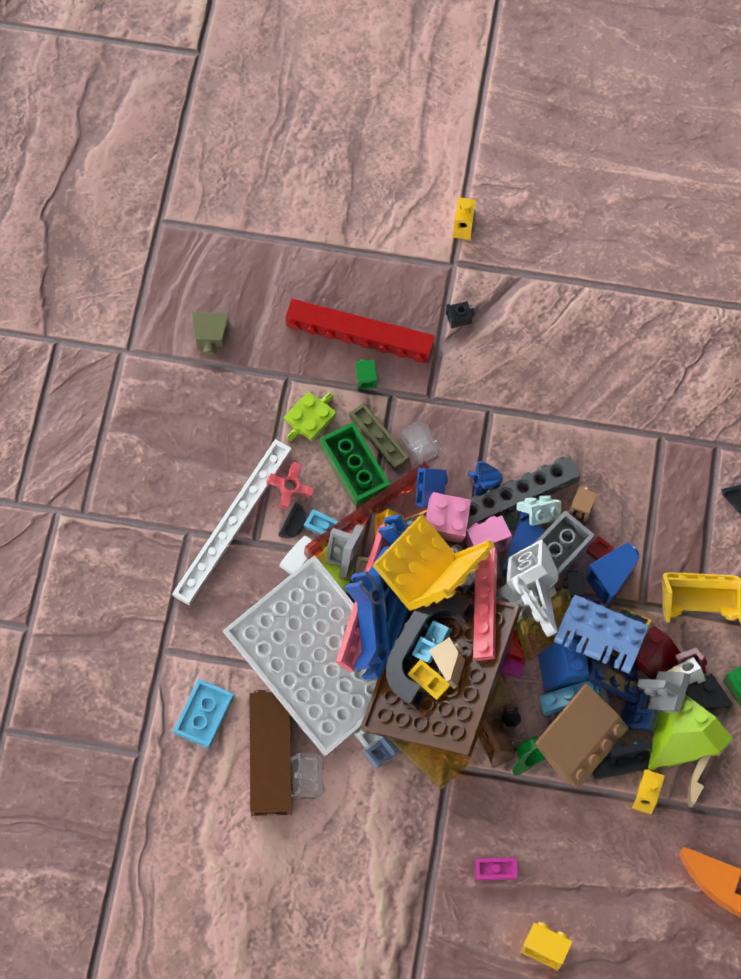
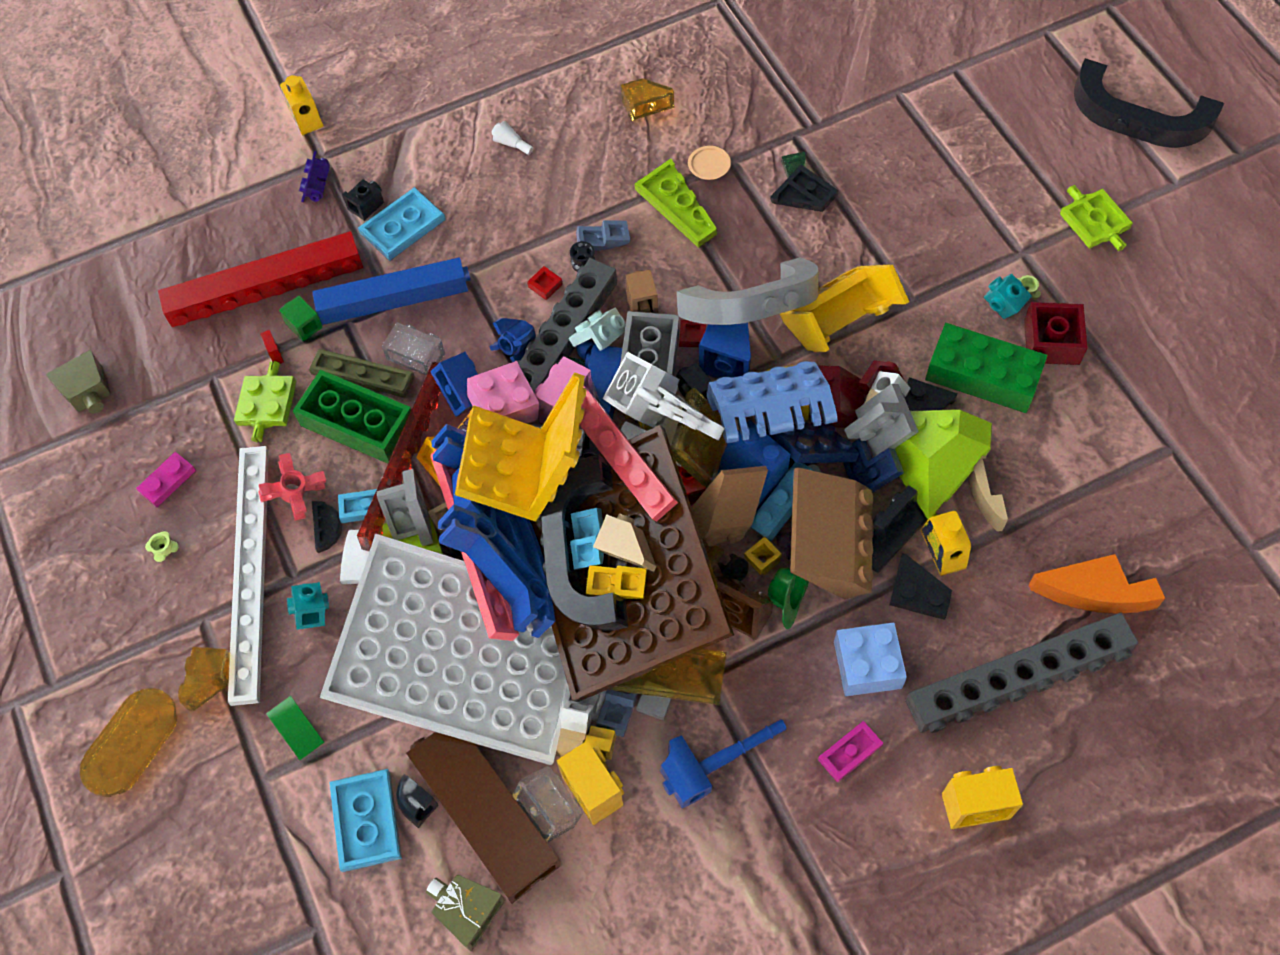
camera: 30 degrees left, 5 degrees down
(105, 578) = (128, 742): none -> clear yellow tile
(170, 568) = (205, 676): none -> clear yellow slope
(193, 466) = (157, 541): none -> yellowish green plate
(199, 634) = (295, 728): none -> green slope
(221, 428) = (166, 479): none -> dark pink plate
(224, 800) = (464, 908): none -> olive torso
(236, 722) = (414, 801): none -> black brick
(251, 567) = (305, 600): none -> teal brick
(336, 382) = (271, 347): none -> red tile
(337, 781) = (590, 782): none -> yellow brick
(350, 745) = (574, 726): none -> white leg
(360, 763) = (603, 739): none -> yellow piece
(393, 817) = (687, 776): none -> blue piece
(405, 764) = (654, 706): none -> light grey tile
(433, 282) = (316, 170): none -> dark purple hinge
(433, 393) = (391, 291): none -> blue brick
(472, 347) = (401, 223): none -> medium azure tile
(529, 678) = (729, 505): none -> medium nougat slope
(532, 451) = (545, 283): none -> red tile
(537, 717) = (764, 549): none -> yellow piece
(547, 825) = (869, 659): none -> light blue brick
(569, 445) = (580, 254): none -> black wheel
(581, 326) = (506, 135): none -> white cone
(592, 444) = (604, 237): none -> sand blue slope
(610, 807) = (919, 590): none -> black wing
(645, 563) = (794, 290): none -> light grey arch
(656, 448) = (672, 198): none -> lime wing
(692, 361) = (646, 98): none -> clear yellow slope
(699, 437) = (709, 162): none -> light nougat piece
(702, 910) = (1111, 631): none -> dark grey brick

